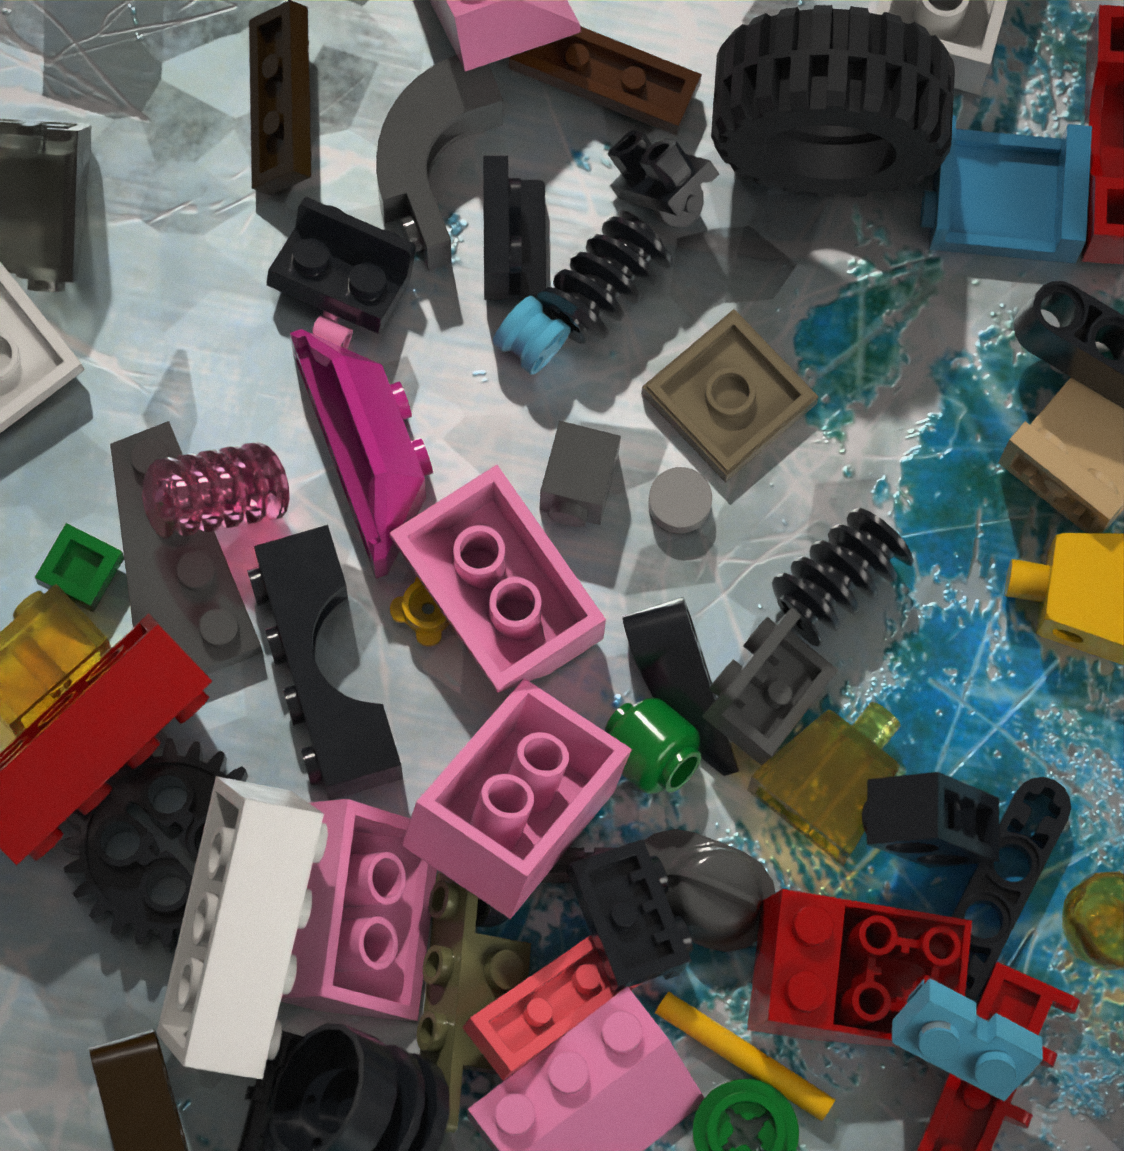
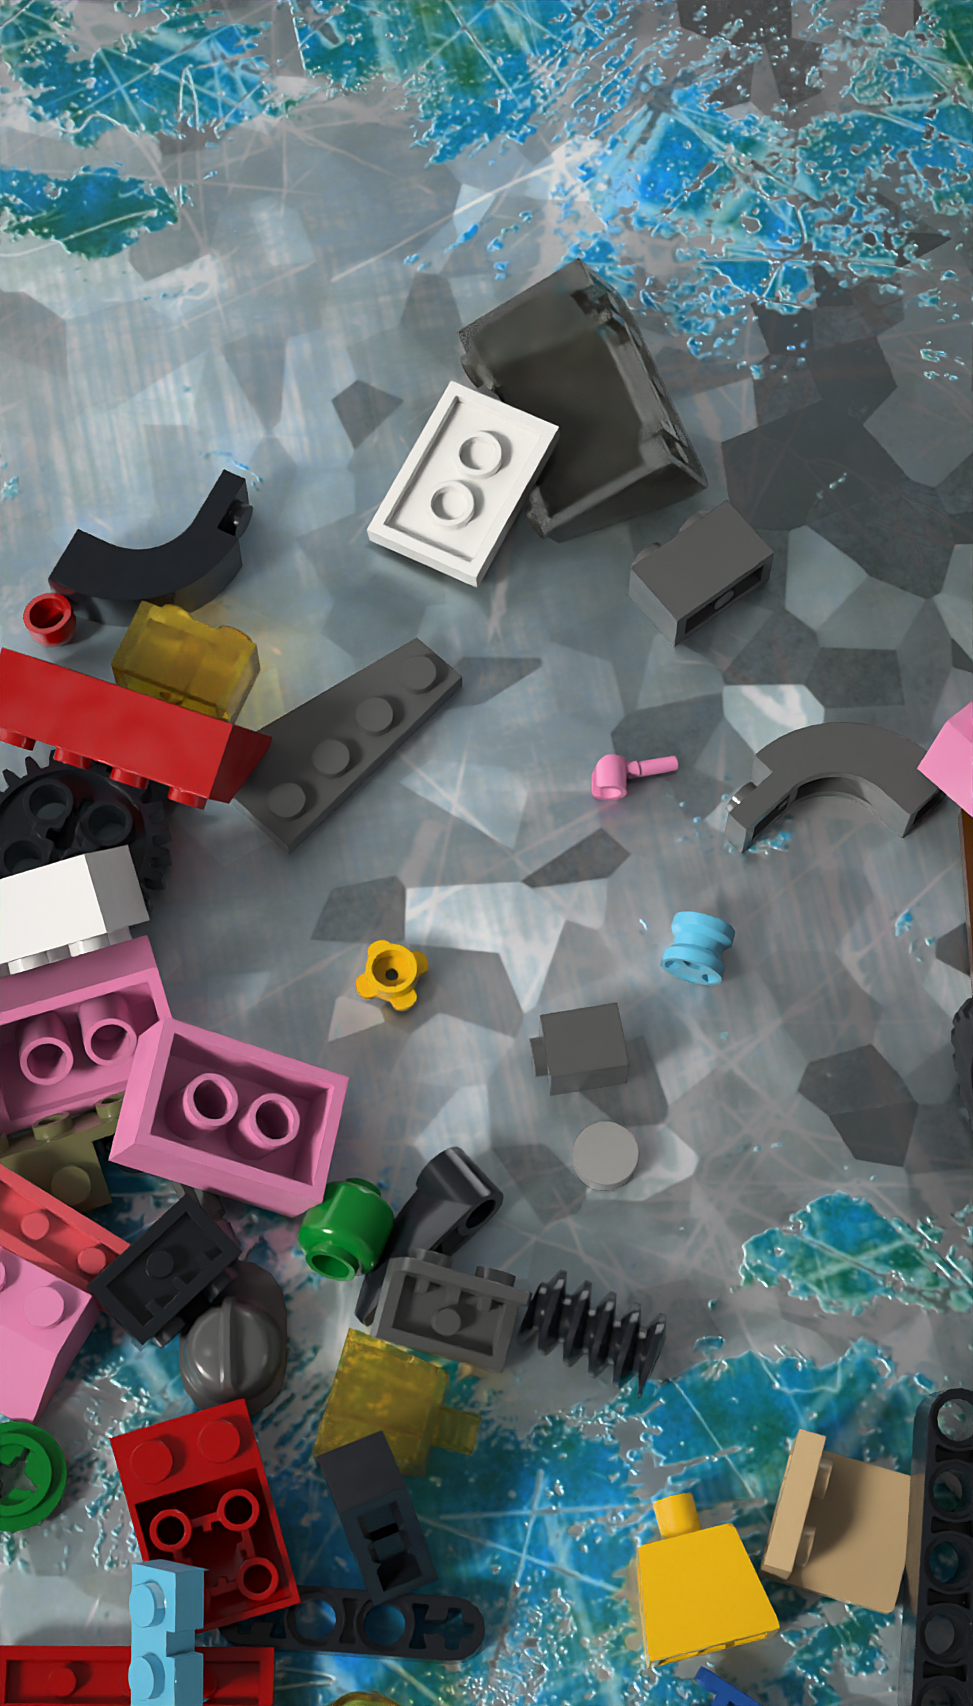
camera: 70 degrees right, 5 degrees down
(80, 567) = (290, 663): green plate -> none
(172, 168) = (699, 571): none -> dark grey brick
(215, 489) = (407, 734): clear pink piece -> none
(279, 98) = (817, 631): dark brown plate -> none
(343, 265) = (680, 756): black bracket -> none
(348, 736) = (353, 855): black arch -> none
(366, 441) = (515, 854): dark pink wedge -> none
(500, 581) = (433, 1018): bright pink slope -> none
(512, 233) = (787, 884): black bracket -> none
(604, 275) = (787, 989): black piece -> none
(661, 177) = (911, 996): black hips -> none
(729, 395) = (734, 1158): dark tan tile -> none
(744, 1055) = (88, 1448): yellow bar -> none

